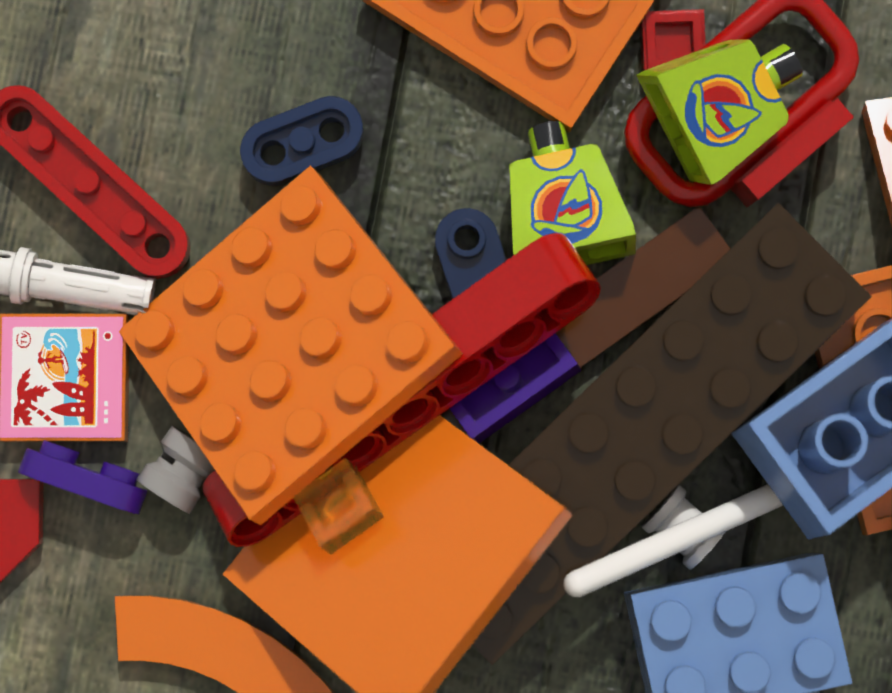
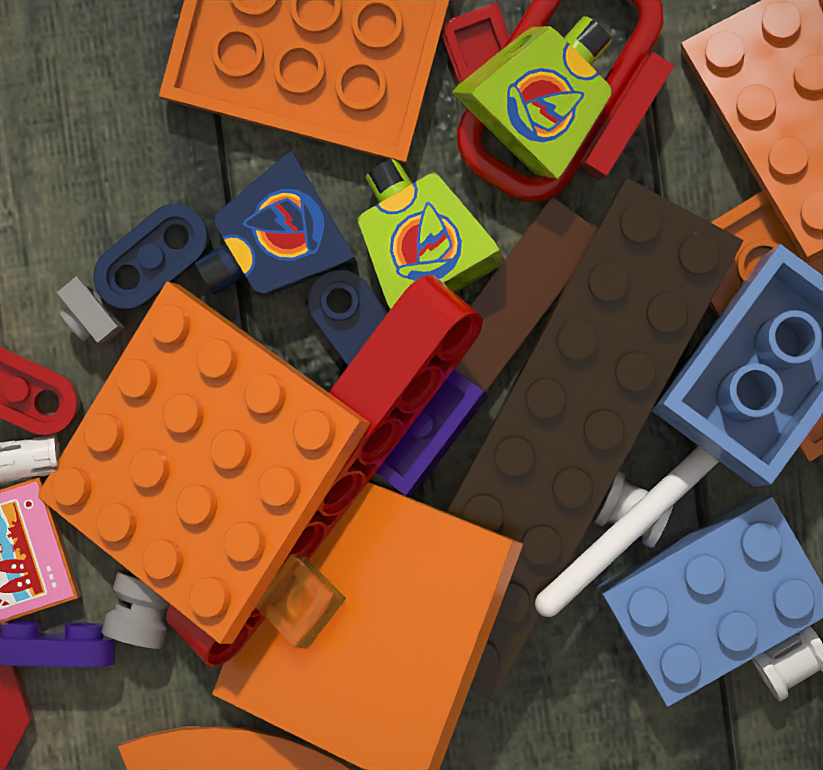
camera: 10 degrees left, 5 degrees up
(225, 174) = (88, 312): none -> light grey plate
(427, 157) = (275, 234): none -> dark blue torso

